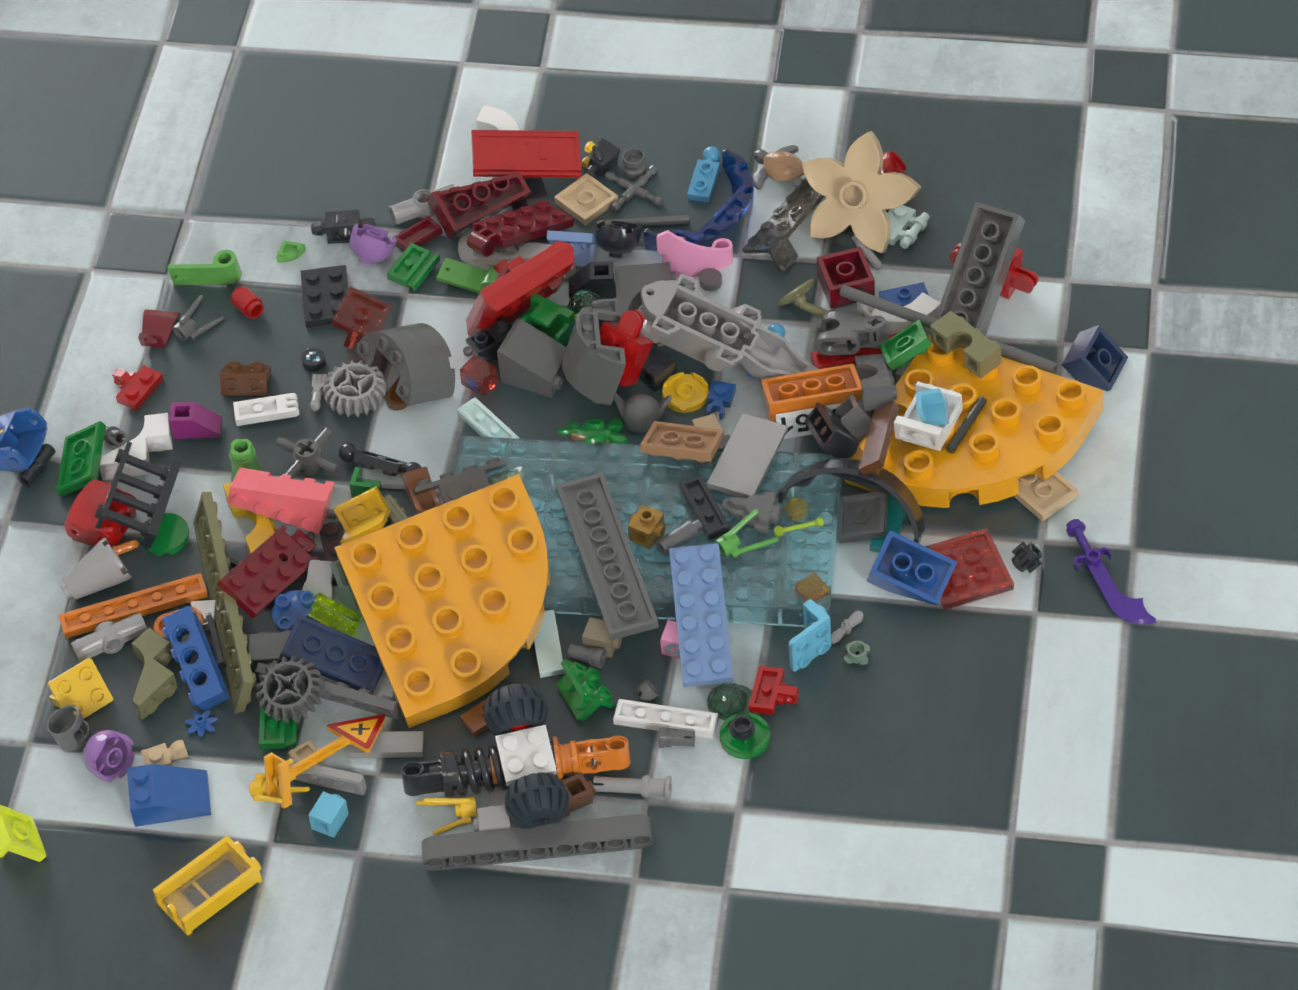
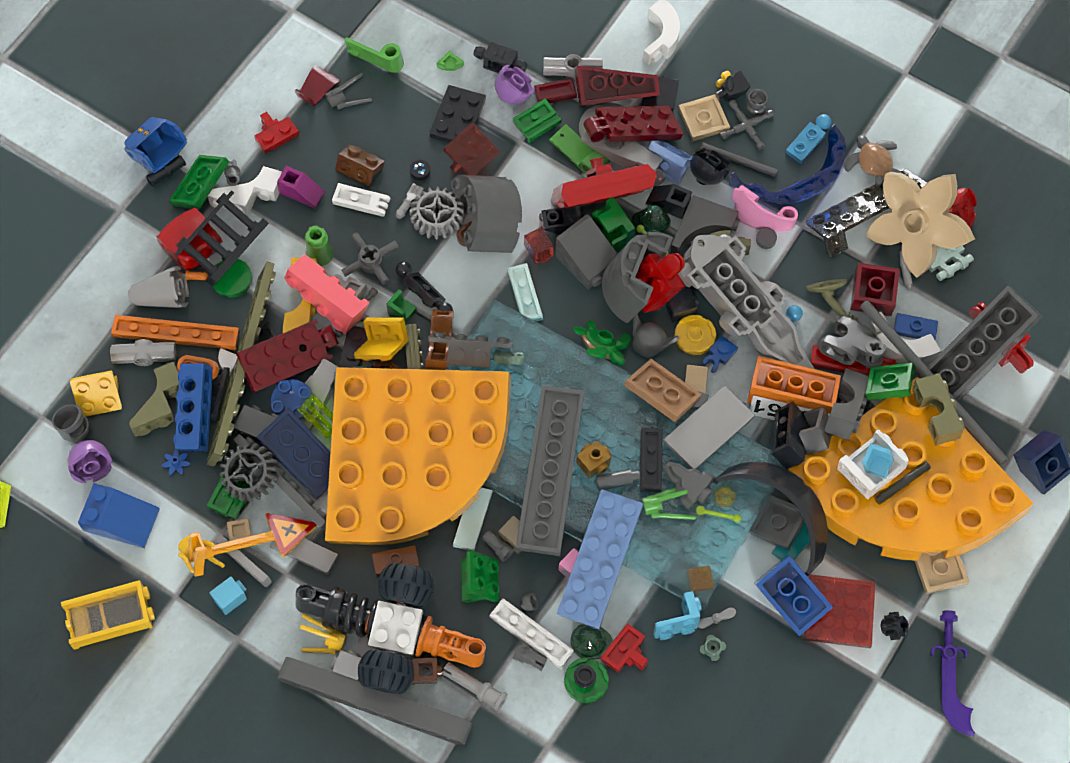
camera: 20 degrees right, 15 degrees up
(165, 756) = (130, 478): tan plate -> none
(247, 302) = (393, 95): red brick -> none
(526, 151) = (673, 57): red piece -> none
(878, 438) = (820, 467): reddish brown tile -> none

